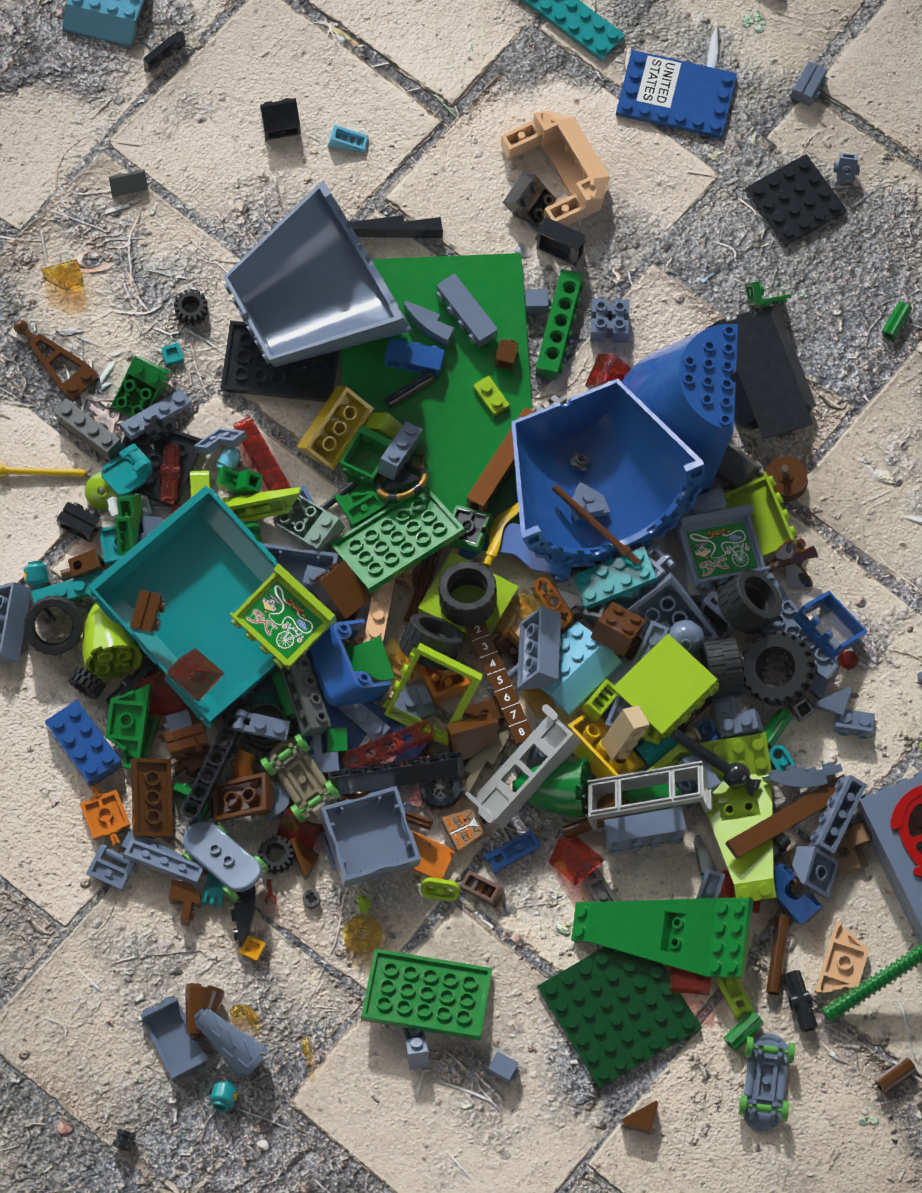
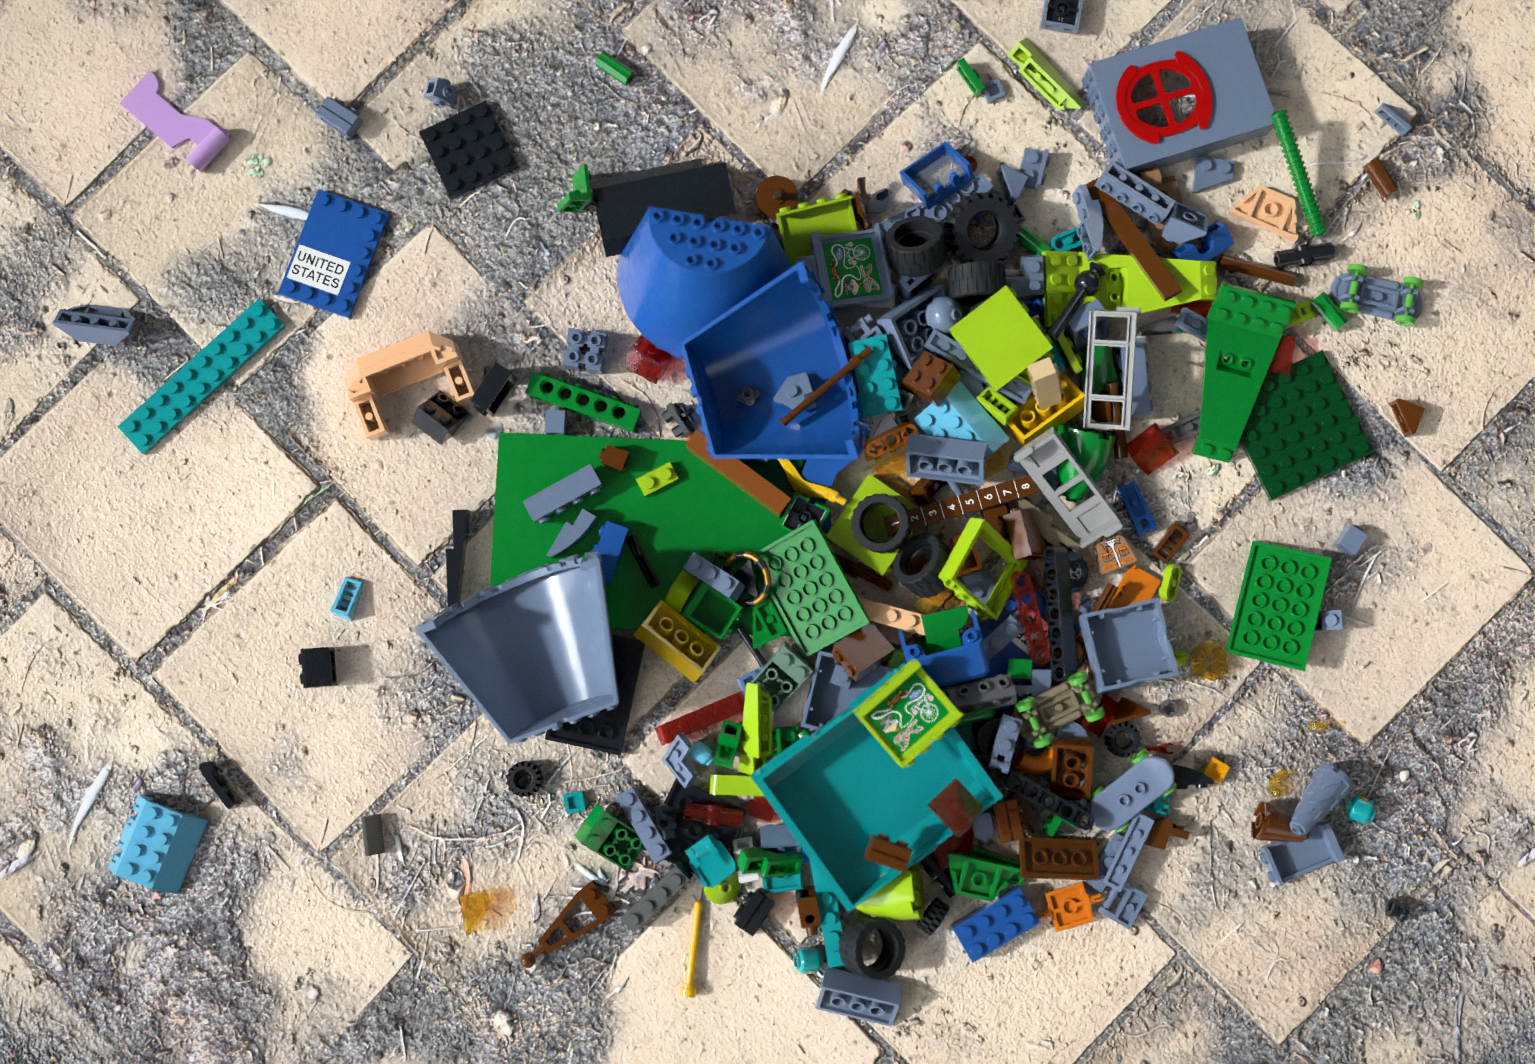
camera: 80 degrees left, 15 degrees up
(876, 902) = (1211, 172): none -> sand blue wing

